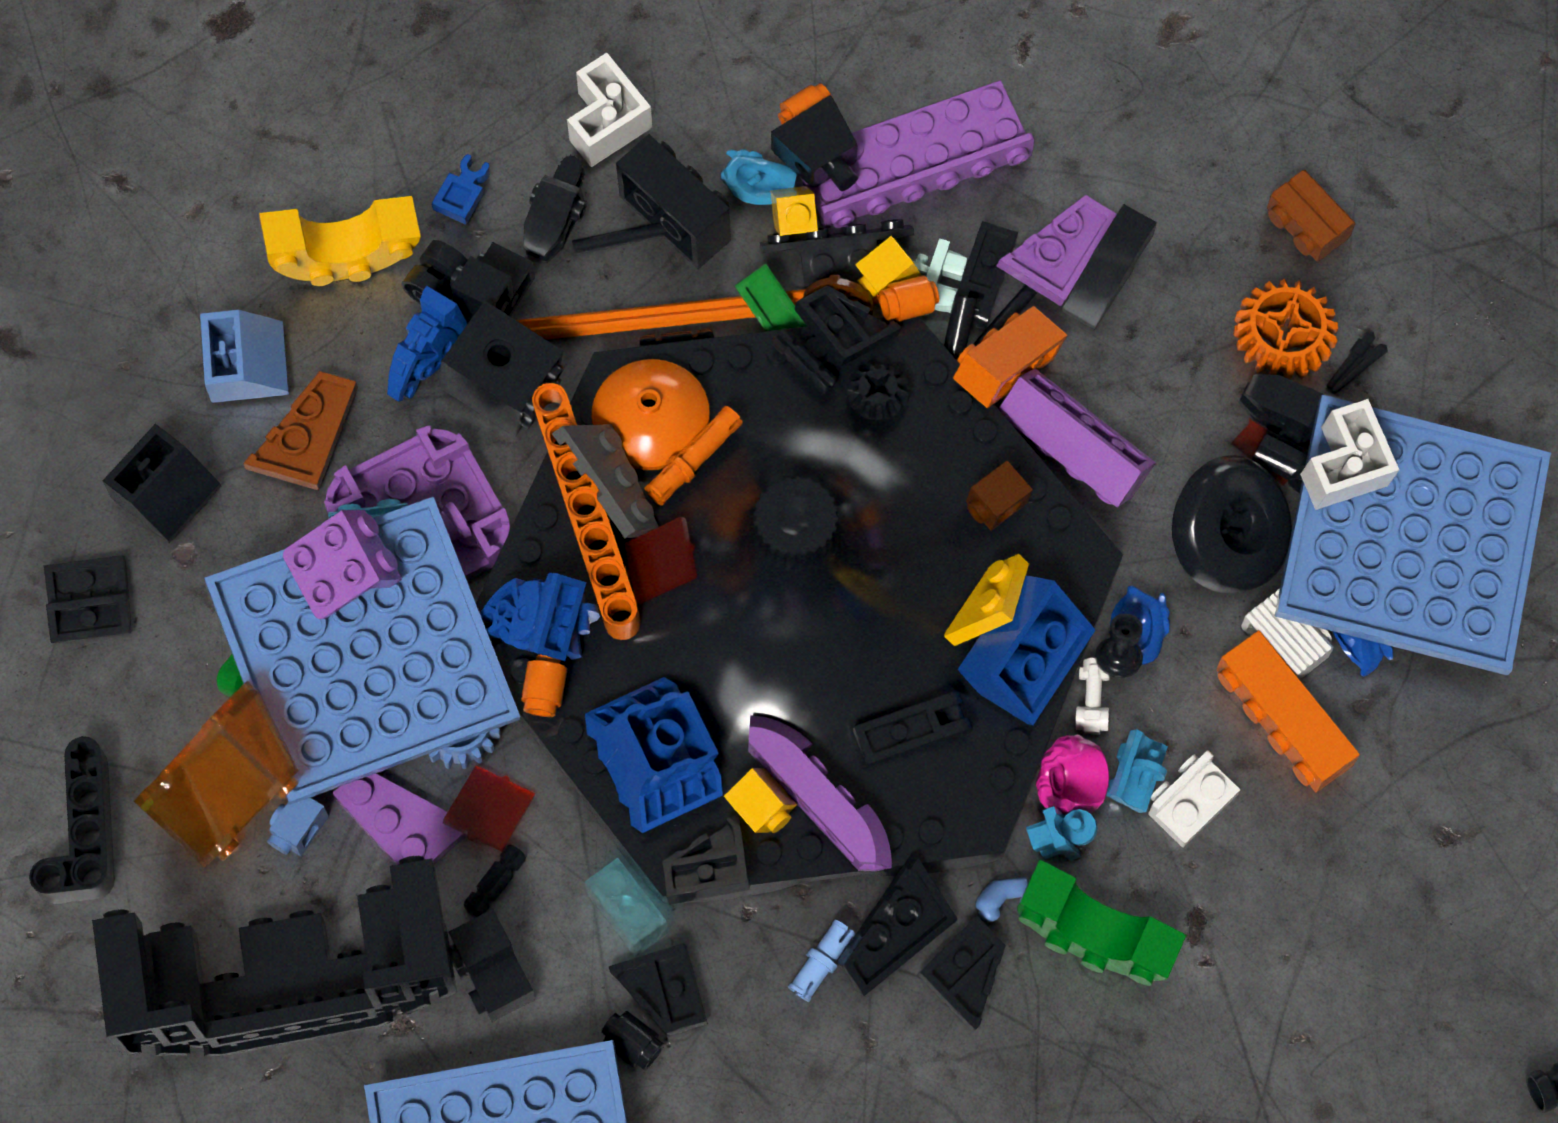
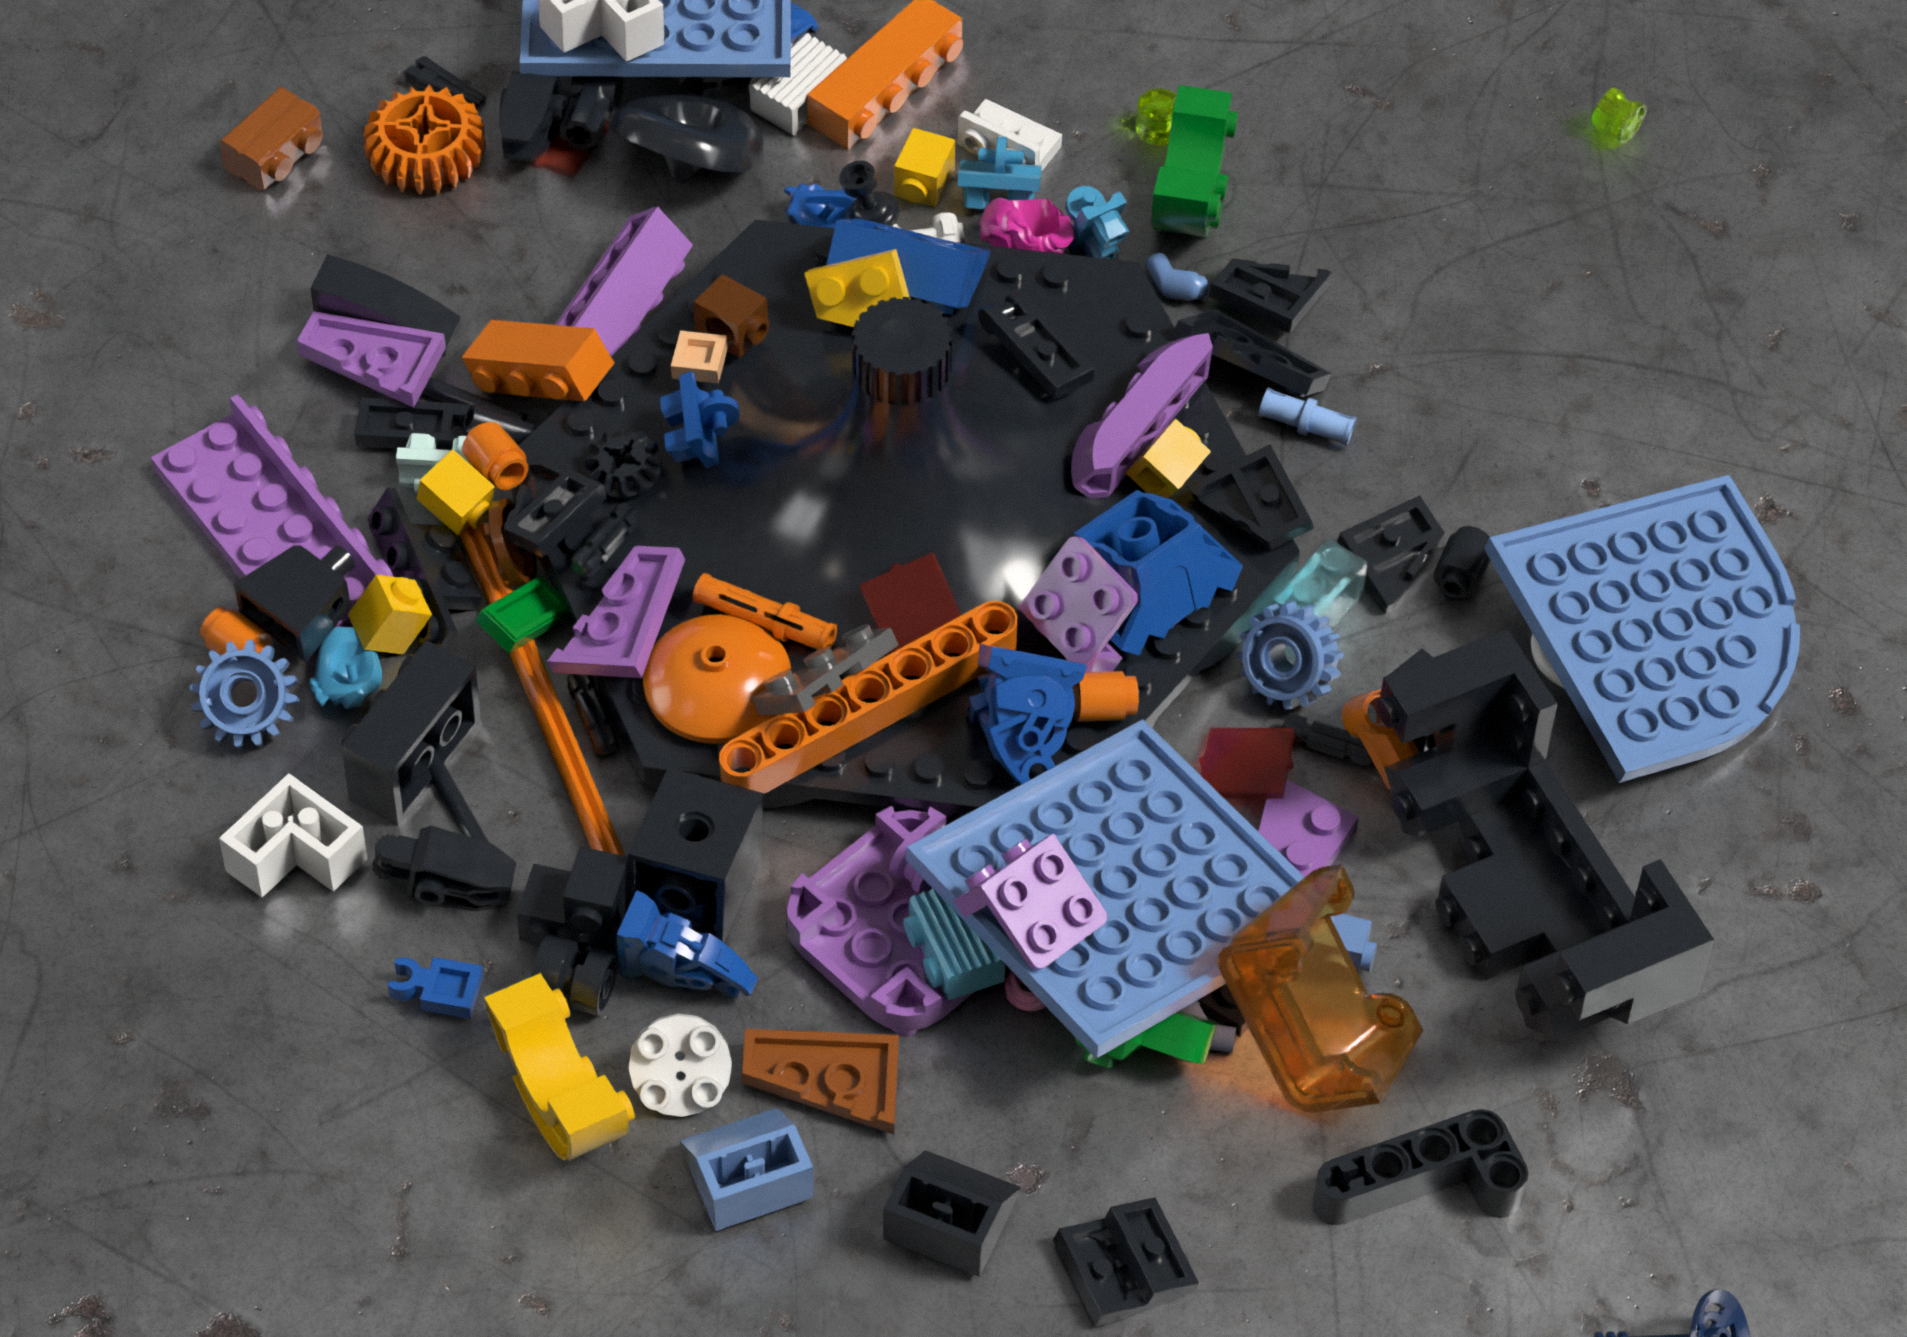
camera: 105 degrees left, 15 degrees down
(335, 329) = (655, 1067): none -> white plate
(470, 904) = (1379, 741): none -> orange piece
(564, 859) = (1313, 648): none -> medium blue gear
(608, 674) = (1080, 605): none -> medium lavender bracket
(717, 355) = (627, 620): none -> medium lavender wing
(746, 99) = (218, 686): none -> medium blue gear
(895, 445) = (703, 419): none -> blue hips
(964, 463) = (701, 354): none -> light nougat plate
(1166, 715) = (924, 167): none -> yellow brick
(1190, 923) = (1155, 116): none -> clear neon green wheel

